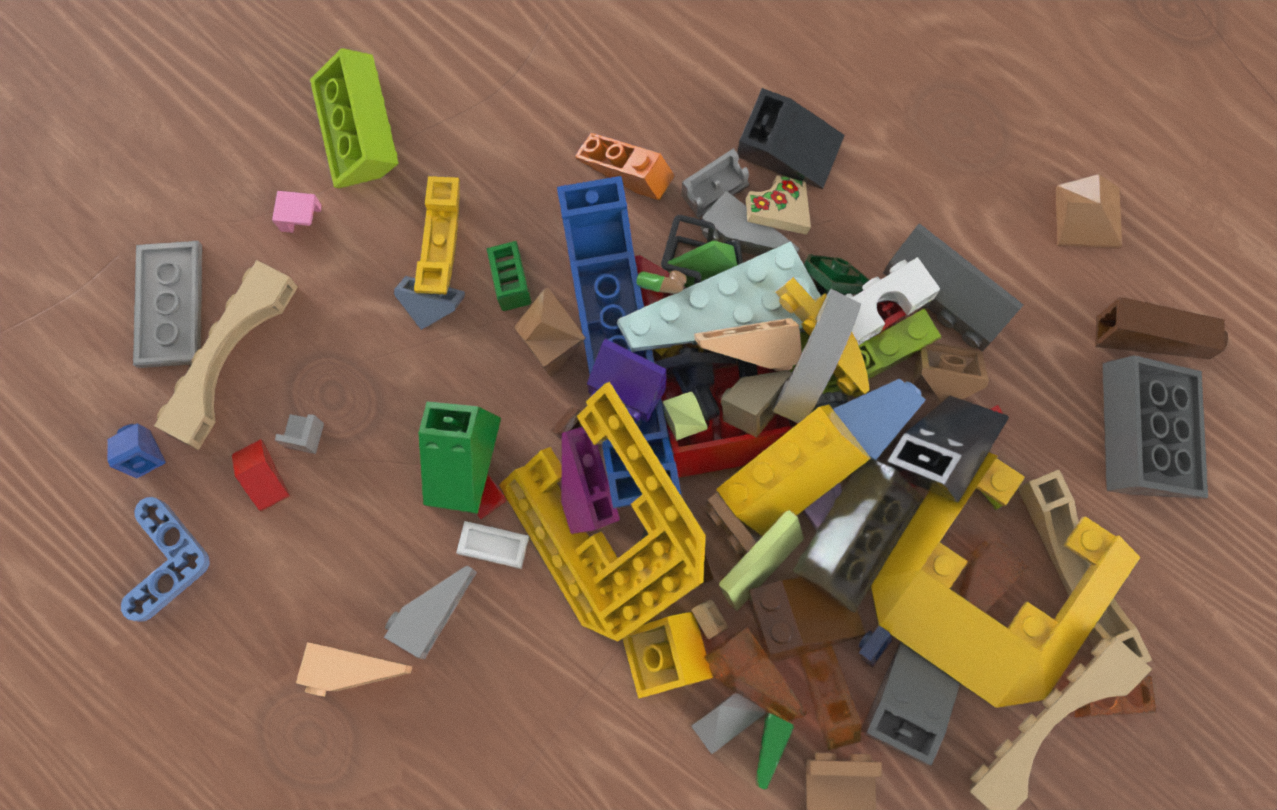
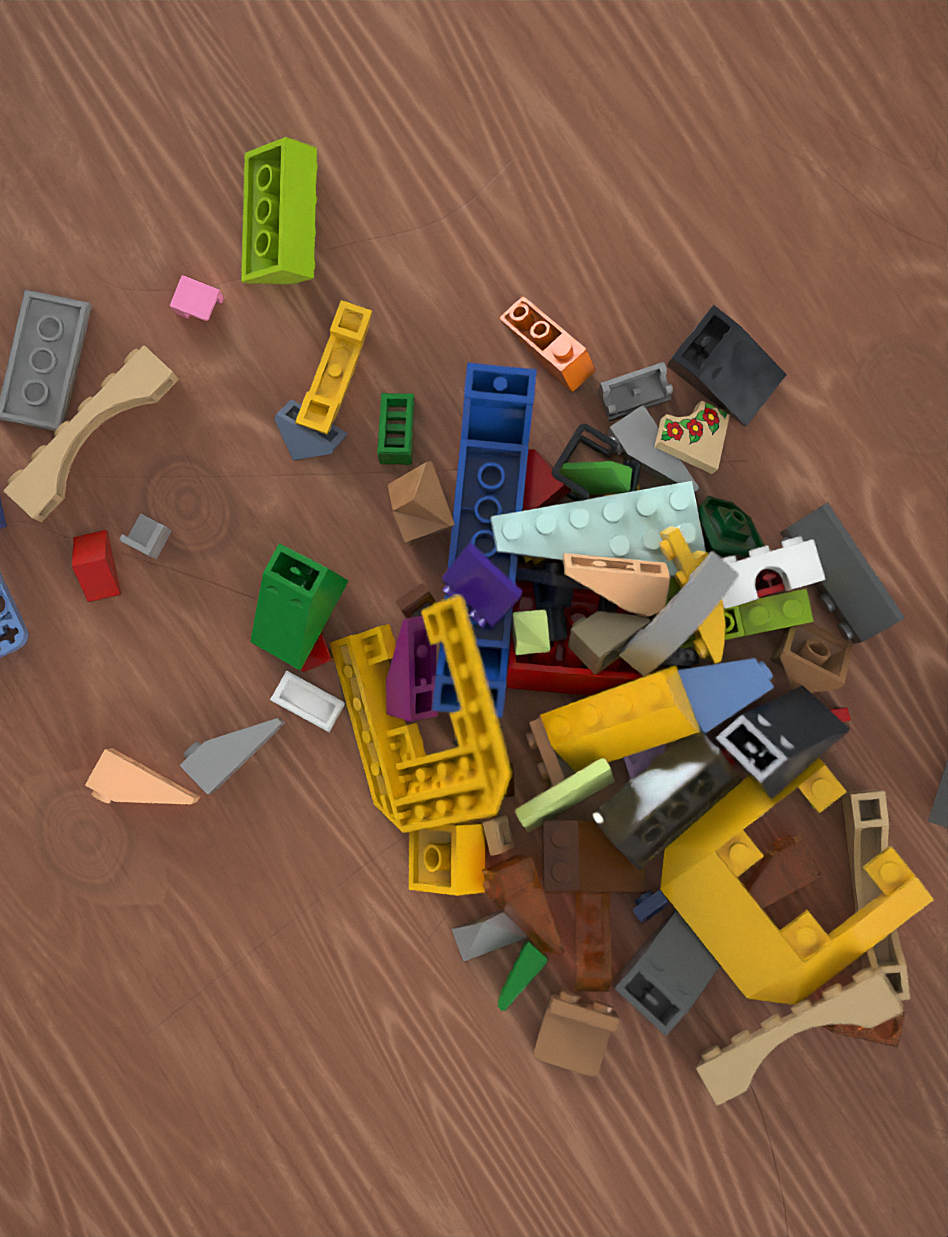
camera: 15 degrees right, 10 degrees up
(658, 283) = (540, 489): arm -> none

